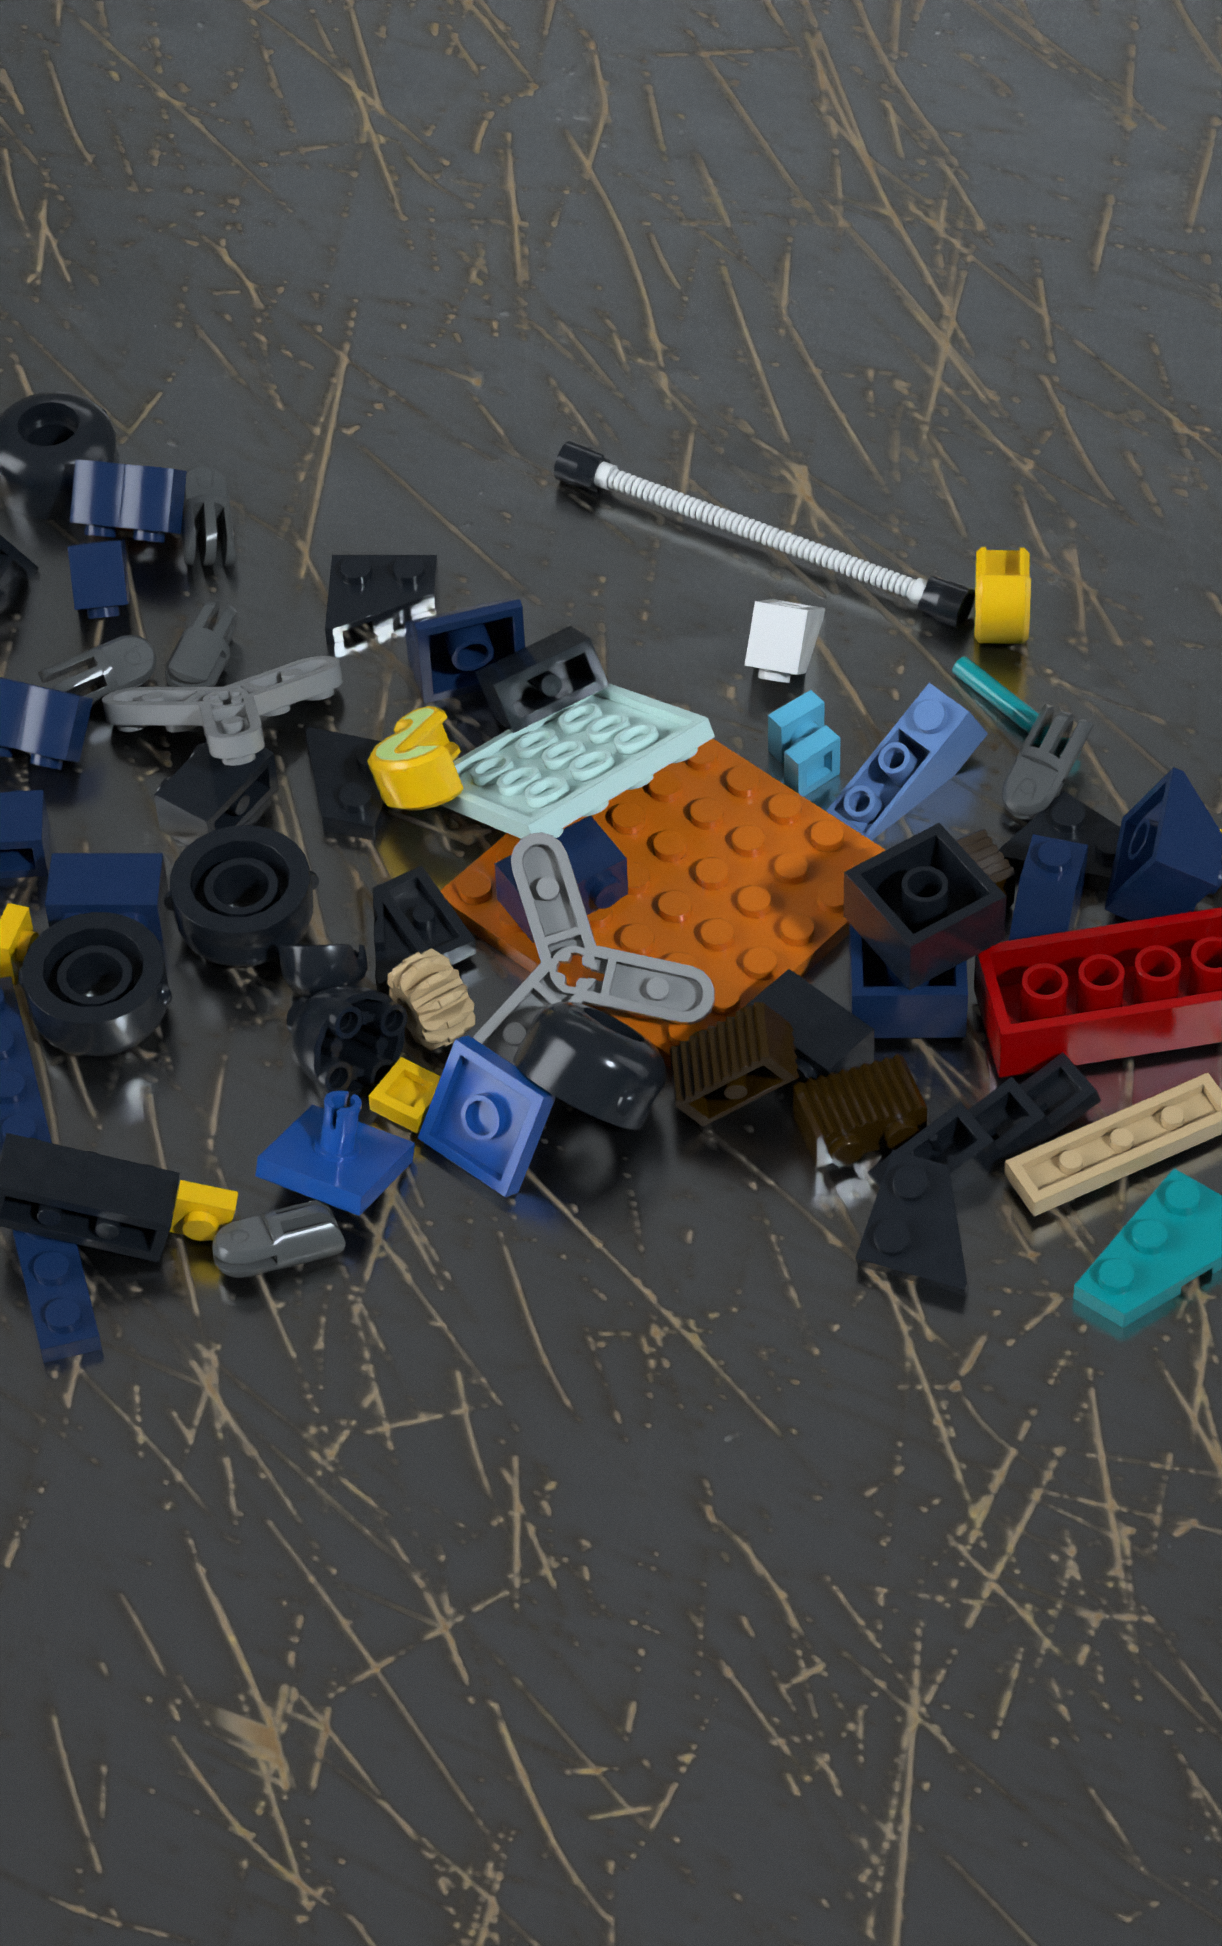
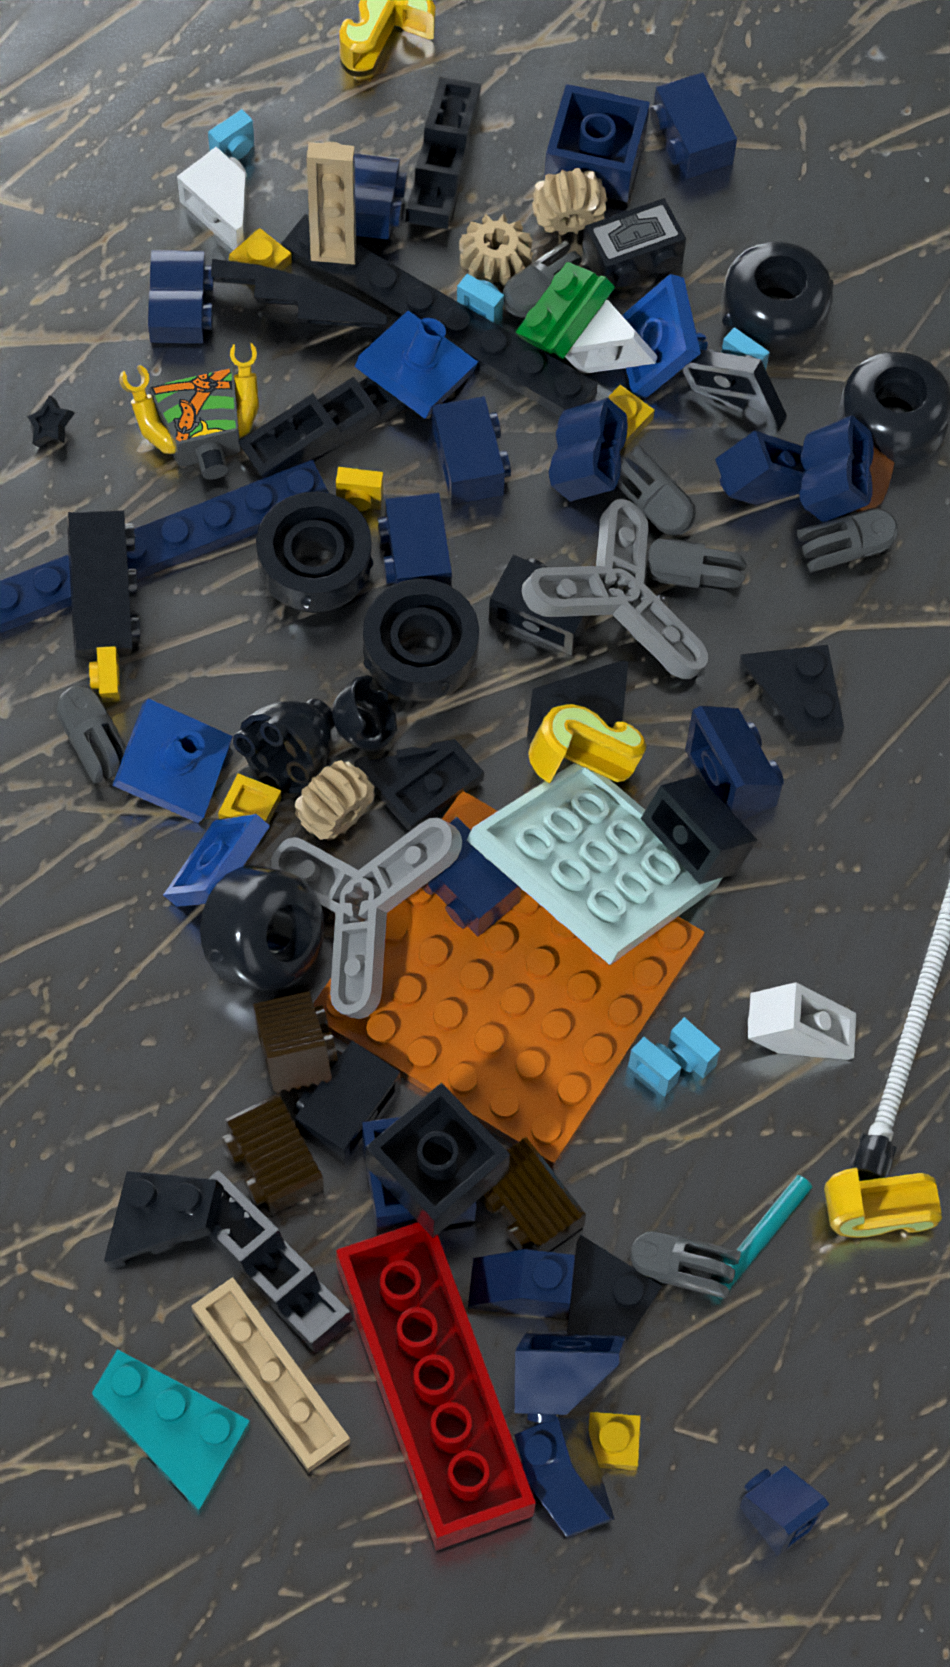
camera: 75 degrees right, 15 degrees up
(909, 763) = (669, 1149): medium blue slope -> none

